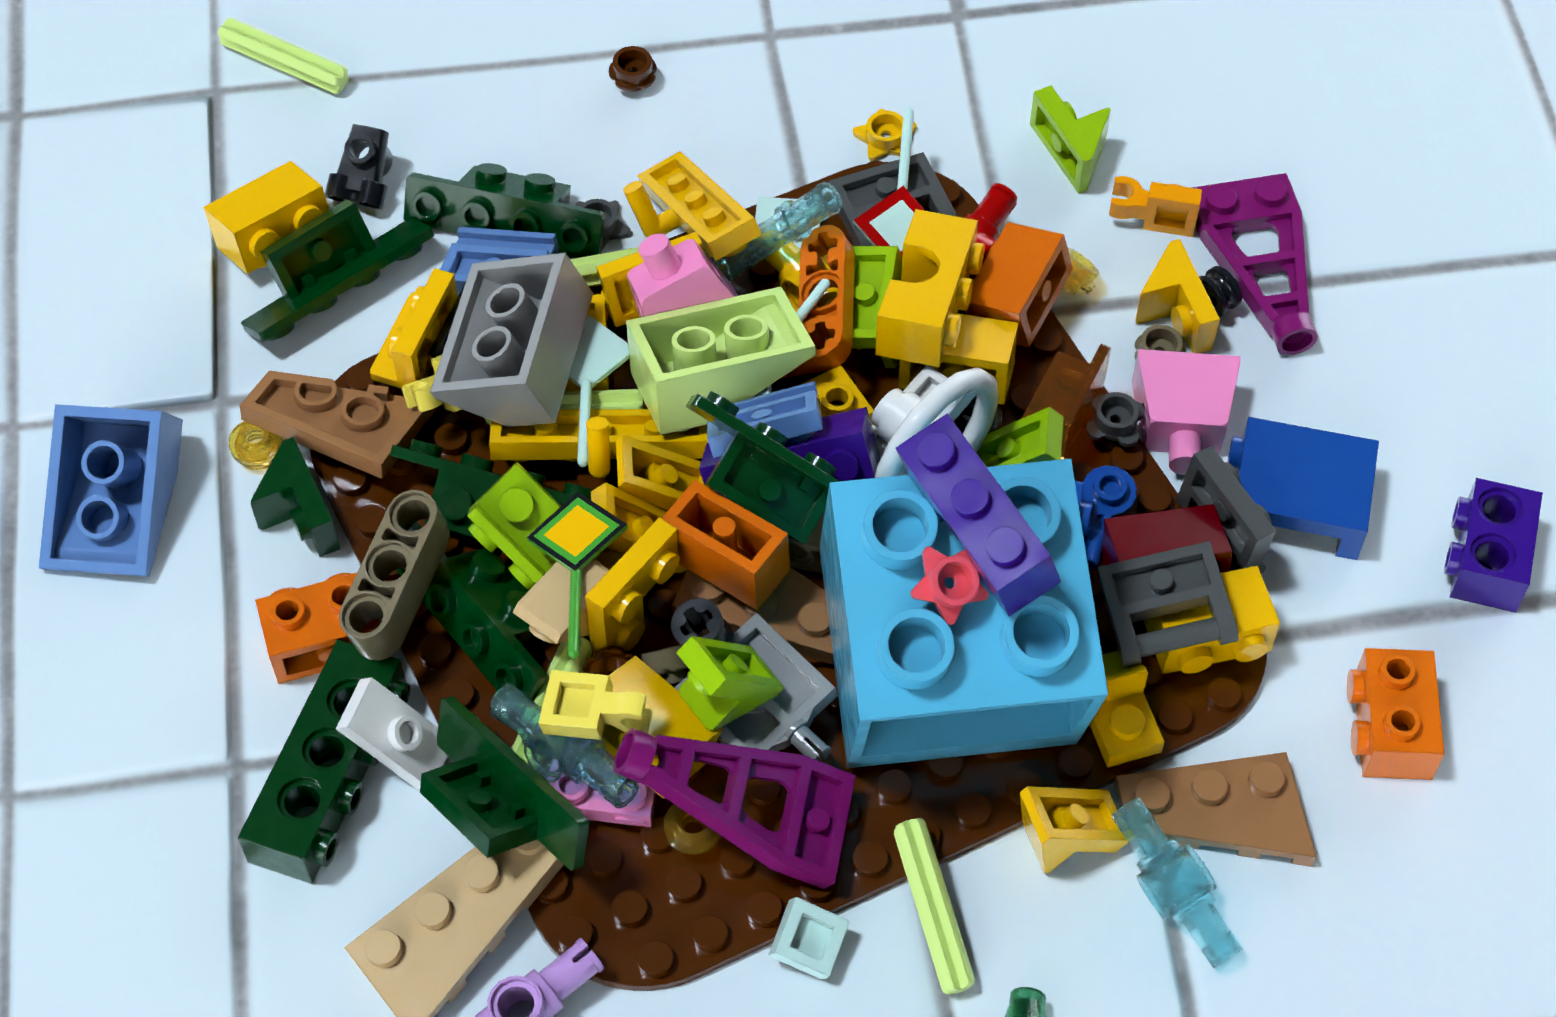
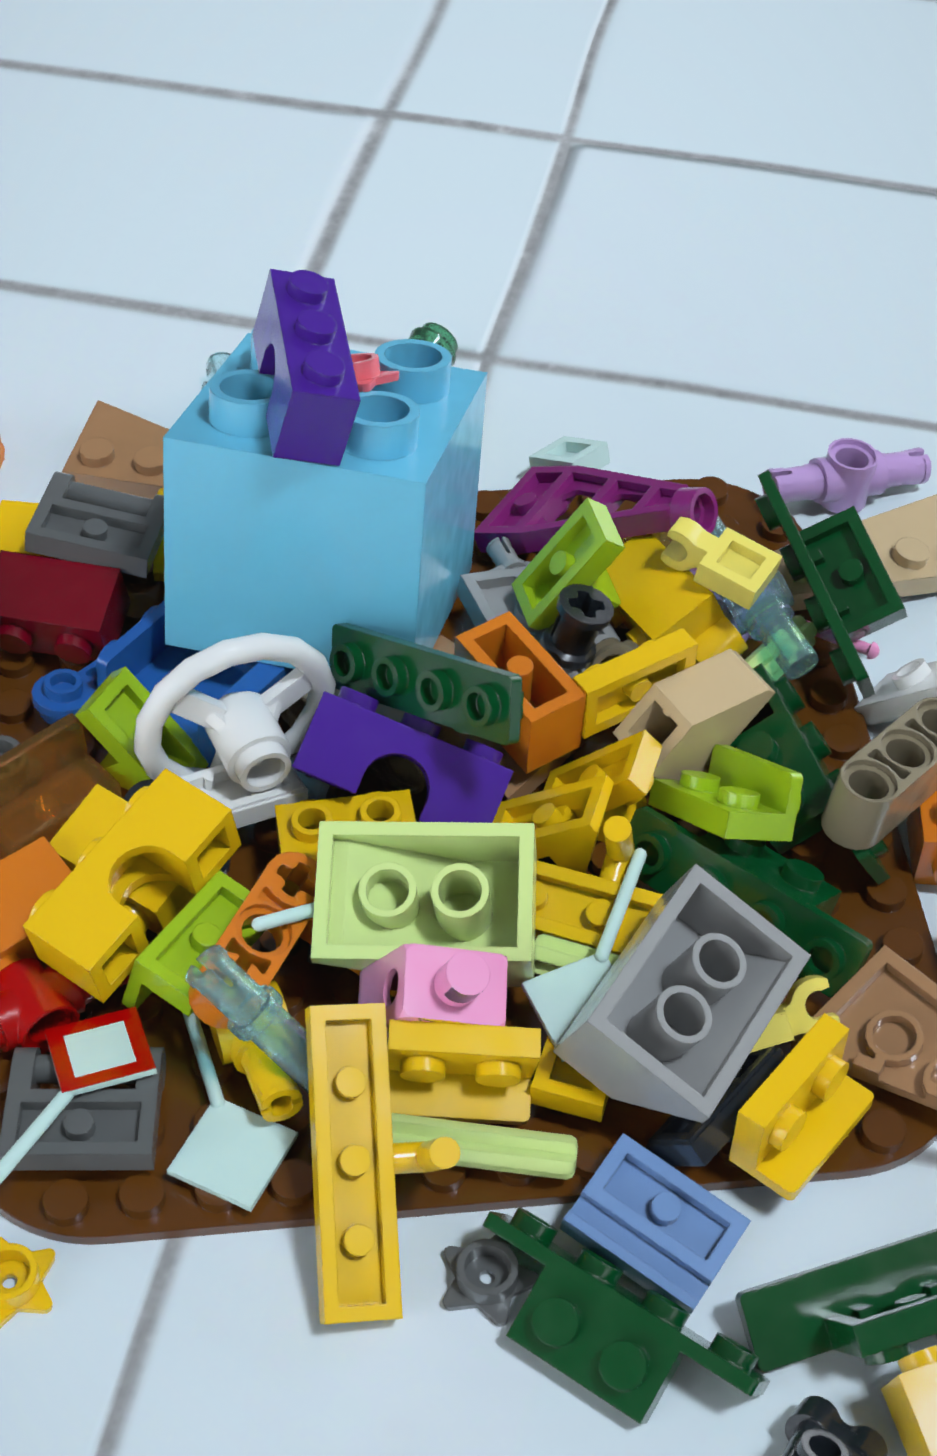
camera: 160 degrees left, 10 degrees down
(574, 538) = (682, 730): piece -> none
(790, 411) = (416, 772): medium blue plate -> none

